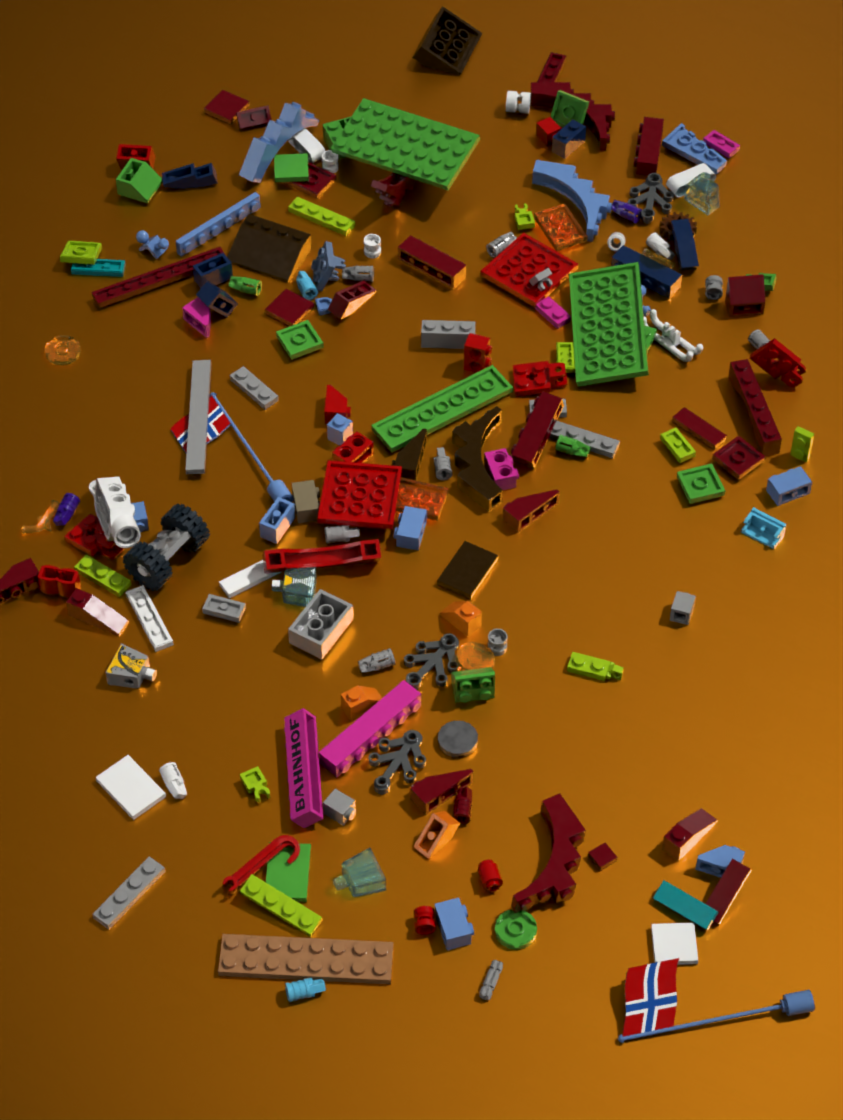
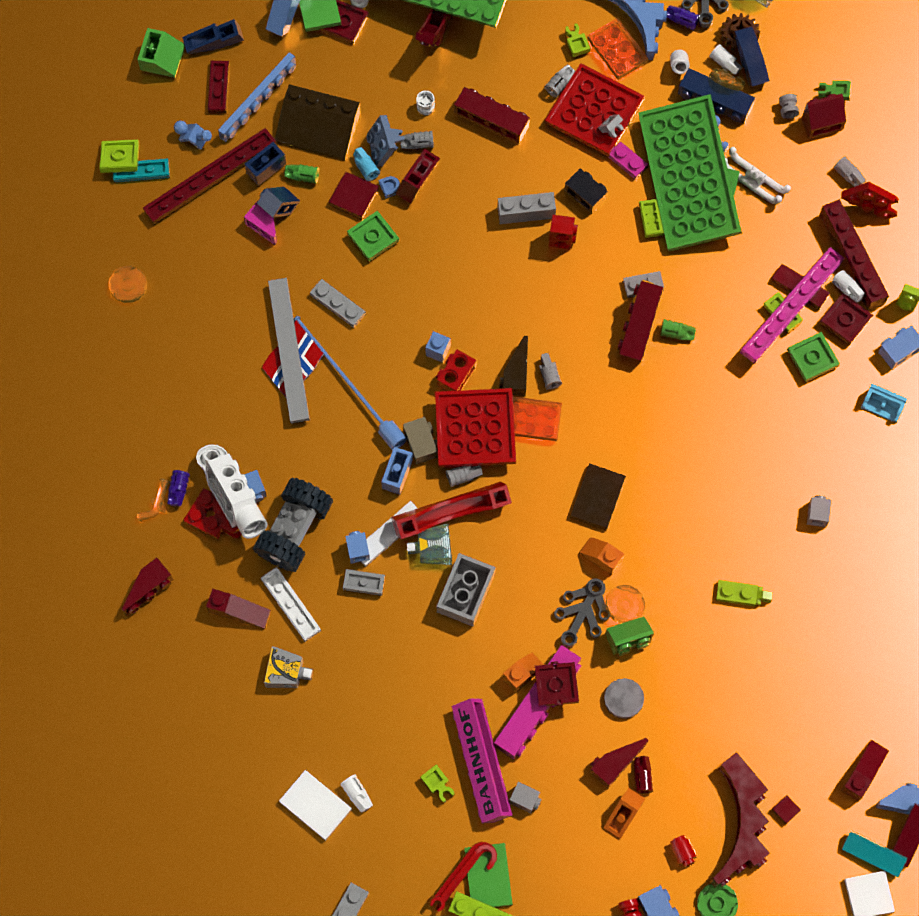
camera: 10 degrees left, 20 degrees up
(58, 581) = (197, 579): red brick -> none
(102, 575) = (232, 560): lime plate -> none
(138, 152) = (155, 20): red brick -> none
(185, 214) = (218, 86): none -> dark red tile
(224, 575) = (357, 547): none -> medium blue brick
(321, 216) = (363, 68): lime plate -> none
(334, 404) = (428, 317): red slope -> none
(361, 875) = (560, 870): clear light blue torso -> none
(372, 662) = (528, 622): light grey hinge -> none
(391, 708) = (556, 684): none -> dark red plate
(398, 758) = (572, 730): dark grey plant -> none
(411, 528) = (533, 456): medium blue brick -> none
(442, 408) = (536, 302): bright green plate -> none
(473, 476) = (585, 386): dark brown arch -> none
(497, 641) = (645, 577): light grey wheel -> none
(500, 468) = (605, 372): dark pink brick -> none
(507, 328) = (586, 190): none -> black brick
(529, 508) = (645, 416): dark red slope -> none
(544, 377) = (637, 246): red plate -> none
(598, 443) = (701, 320): light grey plate -> none
(686, 438) = (792, 305): none -> dark pink tile
(744, 430) = (848, 286): none -> white hinge

